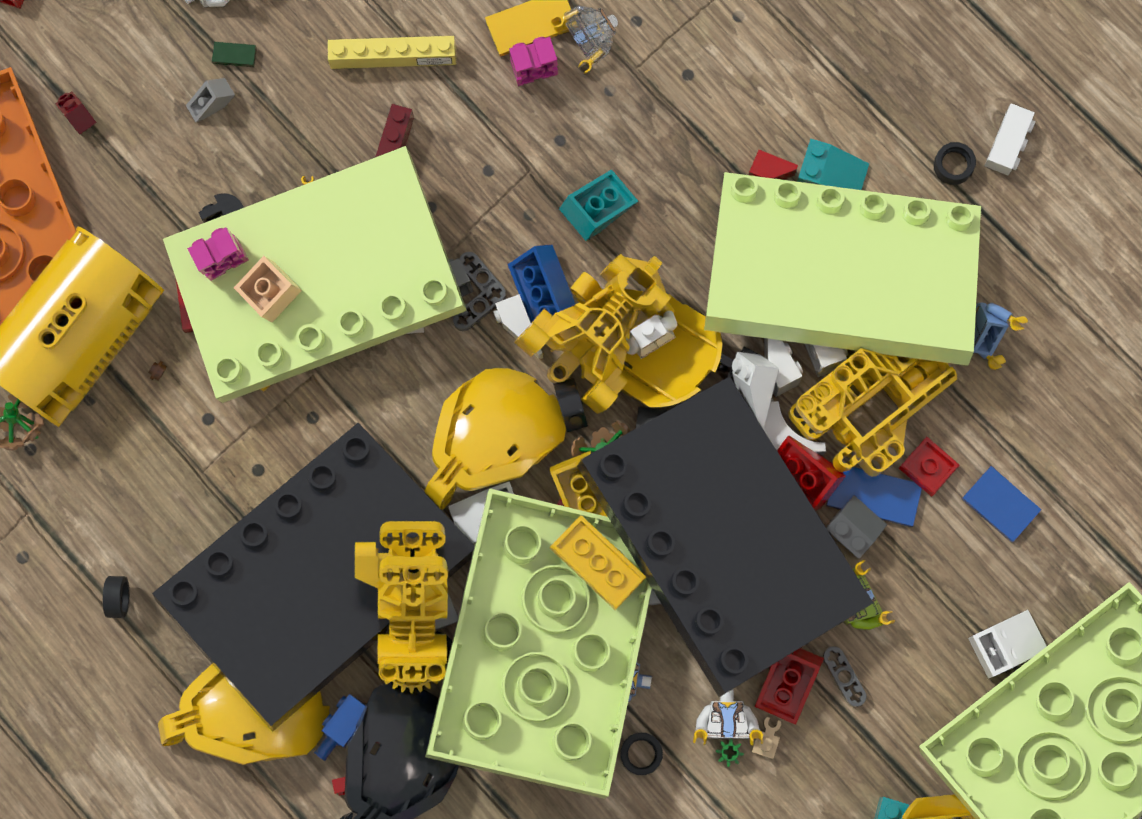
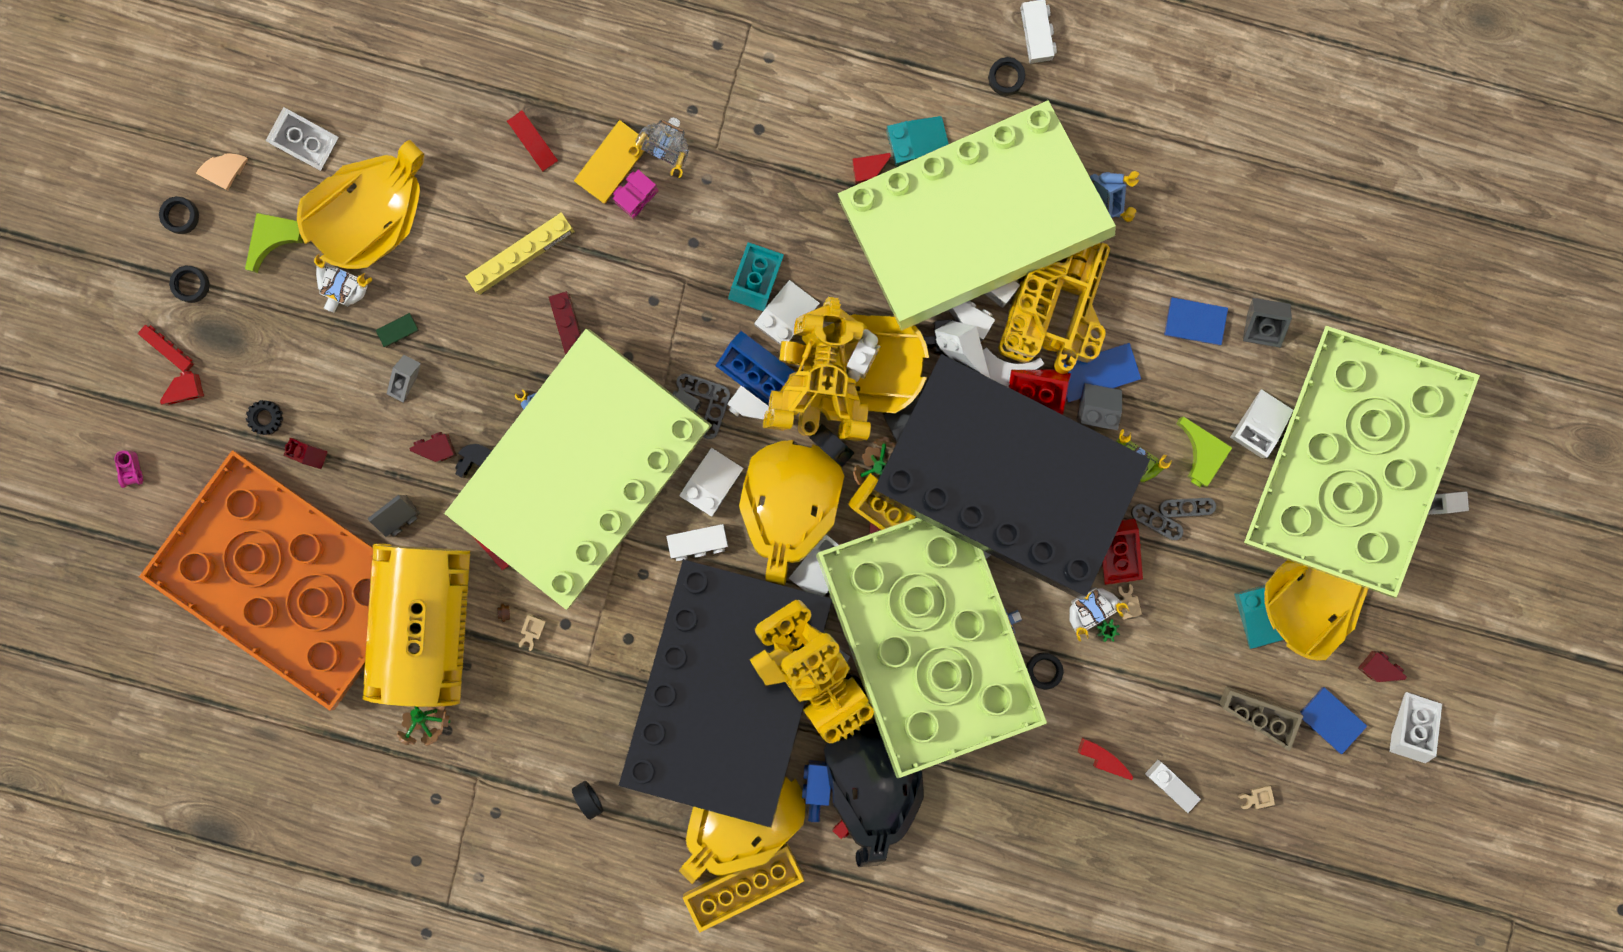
camera: 40 degrees left, 10 degrees up
(54, 48) = (252, 417): none -> black tyre
(117, 217) = (394, 516): none -> dark grey slope
(174, 403) = (532, 629): none -> tan plate
(198, 181) = (435, 449): none -> dark red slope
(208, 780) = (741, 890): none -> yellow brick
(217, 253) = (497, 502): dark pink brick -> none
(267, 289) = (553, 505): light nougat brick -> none
(383, 417) = (697, 542): none -> white brick
(432, 369) = (711, 482): none -> white slope
(597, 251) = (780, 315): none -> white slope
(598, 562) = (932, 557): yellow tile -> none
(901, 682) = (1201, 501): none -> dark grey beam
(929, 466) = (1126, 326): red tile -> none
(937, 635) = (1207, 453): none -> lime arch
(1072, 547) = (1267, 322): none -> dark grey slope

